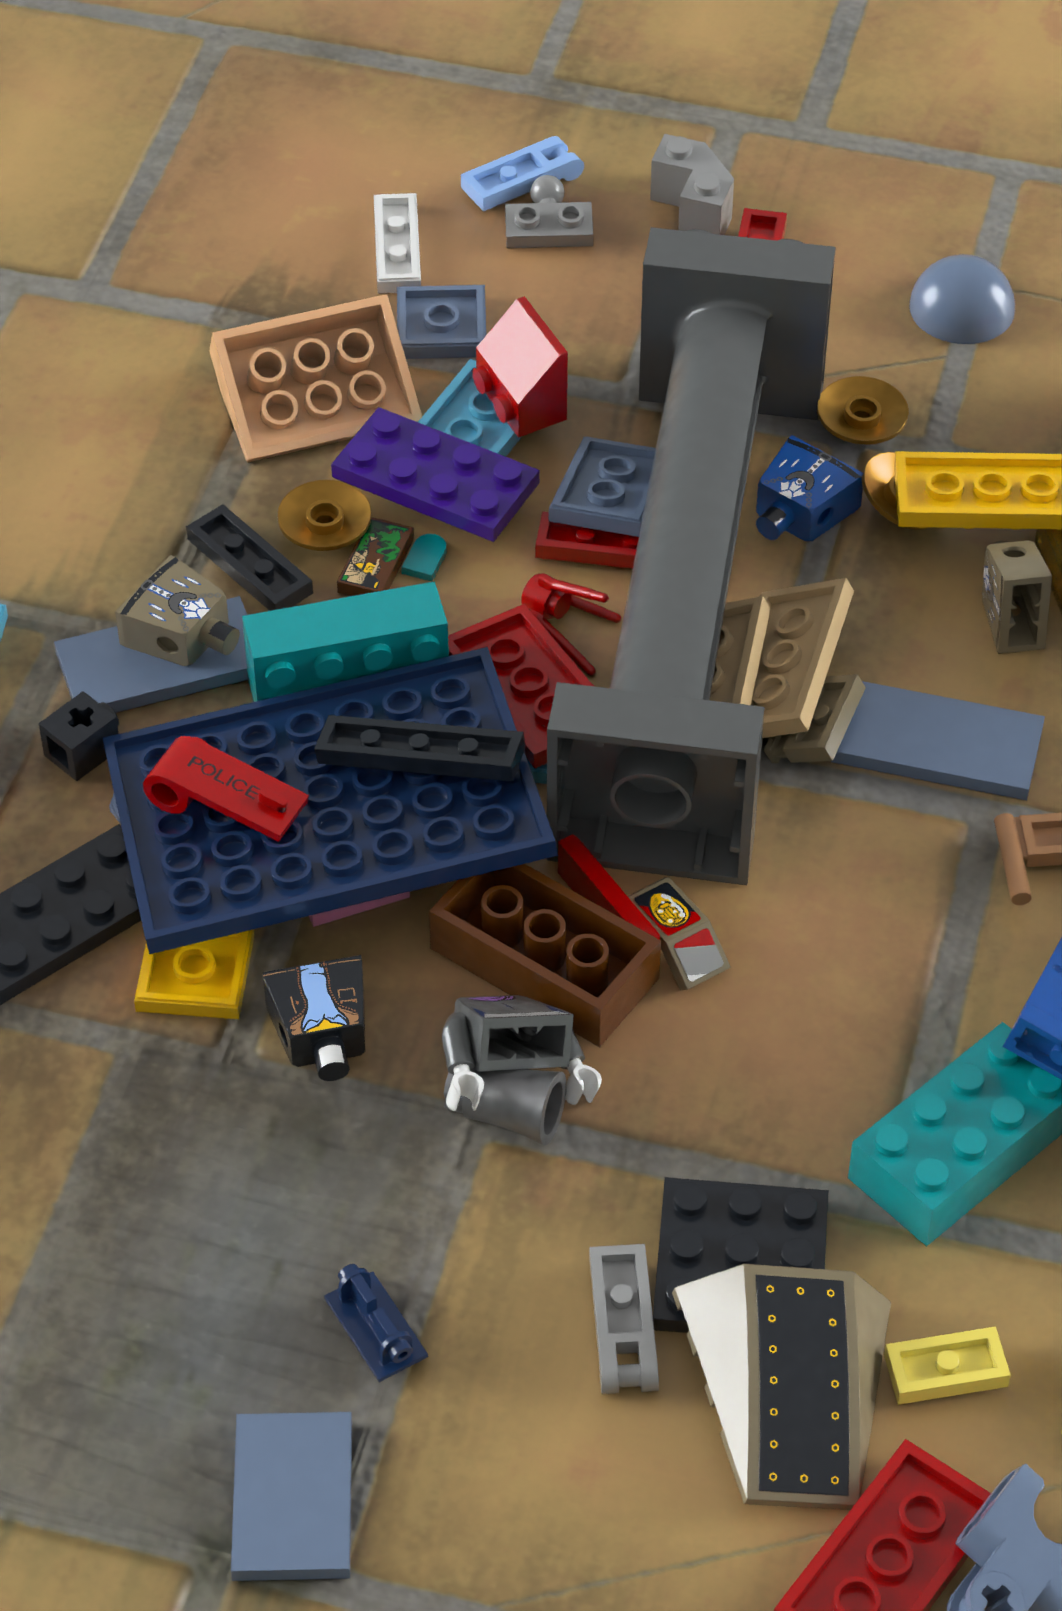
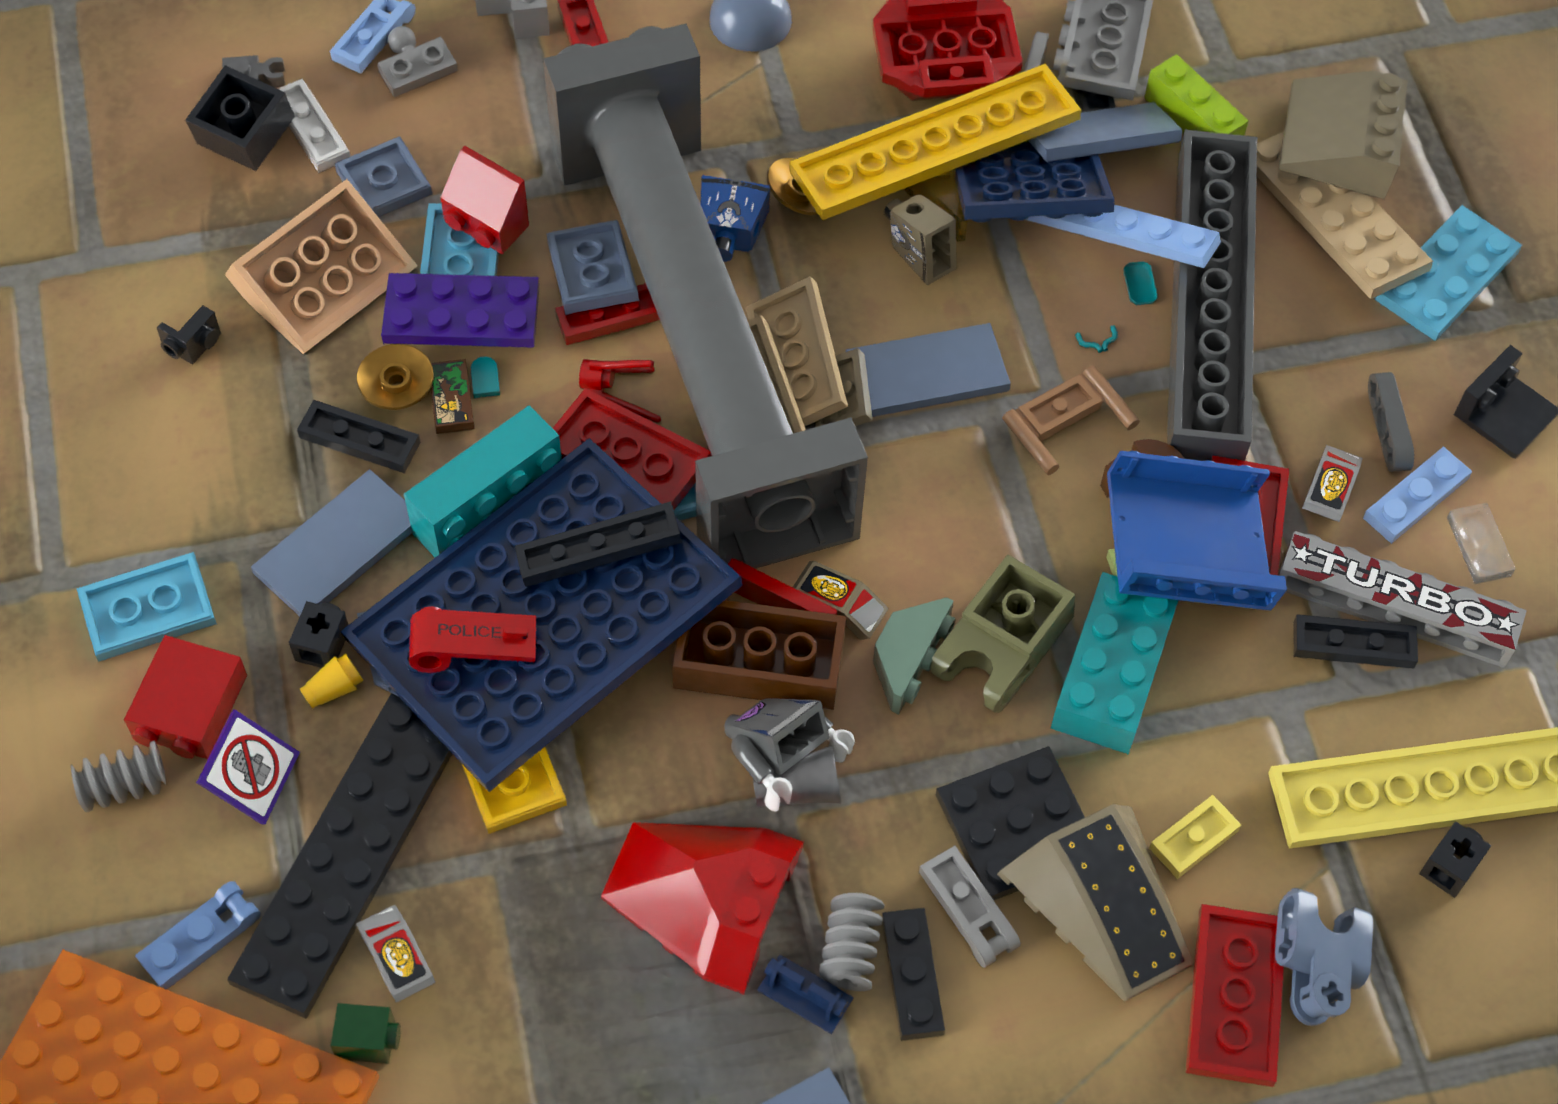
camera: 30 degrees left, 10 degrees up
(65, 786) = (332, 681): none -> yellow cone
(137, 398) = (193, 338): none -> black bracket
(176, 616) = (339, 508): dark tan torso -> none
(319, 1013) = (629, 777): torso -> none
(320, 204) = (240, 118): none -> black brick
(329, 1170) = (703, 892): none -> red wedge
(361, 169) = (261, 71): none -> flat silver plate
(457, 1286) = (848, 939): none -> light grey piece
(513, 1363) = (913, 974): none -> black plate
(728, 1014) = (908, 648): none -> sand green slope
(848, 1043) = (1006, 630): none -> olive brick
(862, 410) = (739, 123): pearl gold dish -> none

